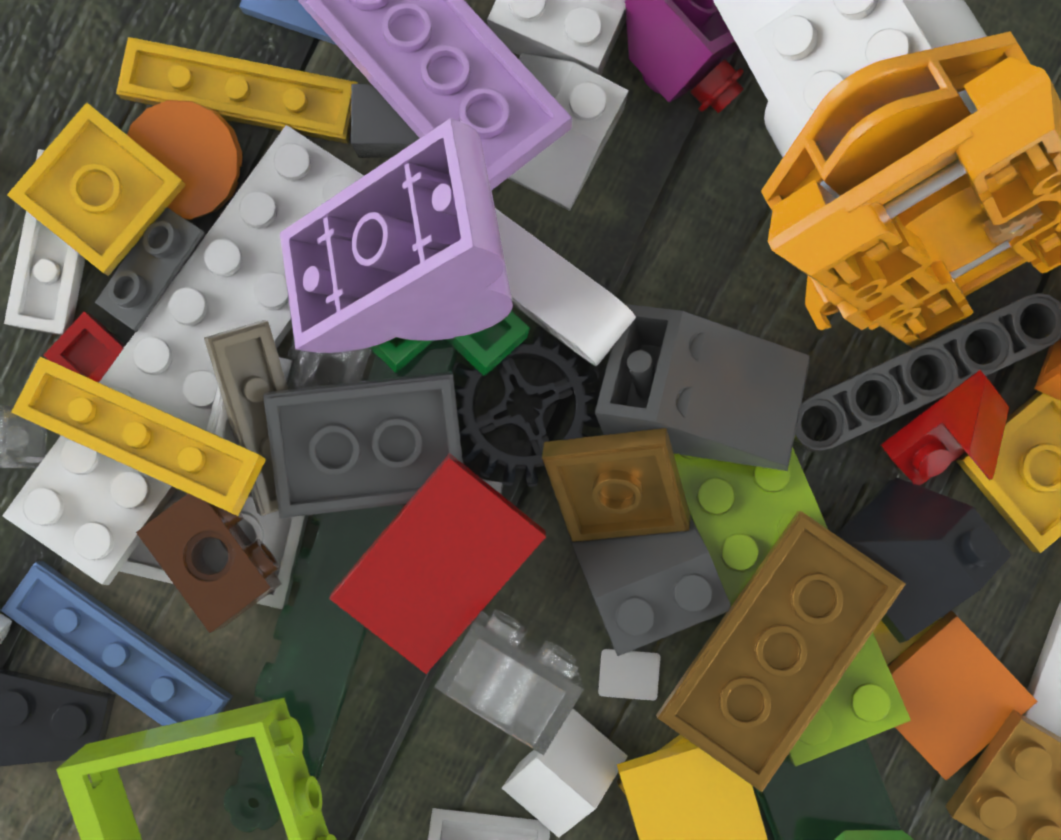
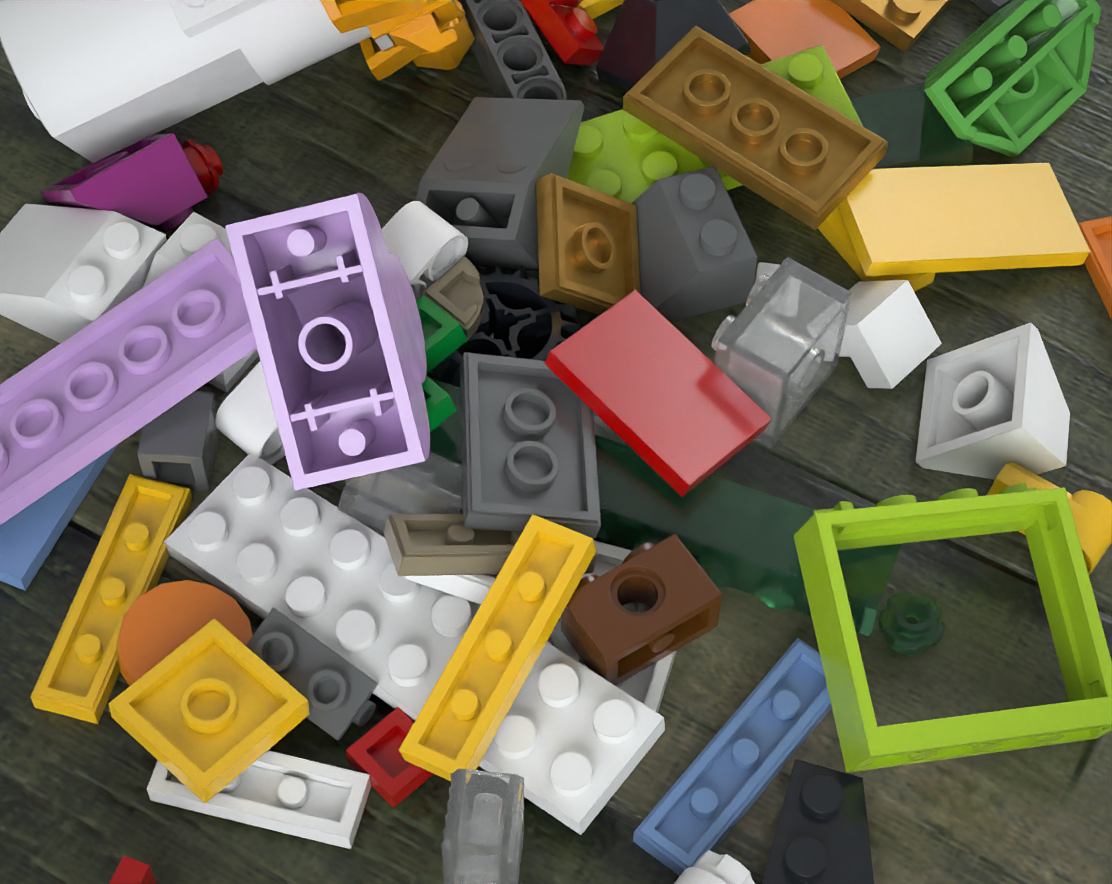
camera: 90 degrees left, 30 degrees down
(543, 362) = (459, 295): none -> dark tan tile

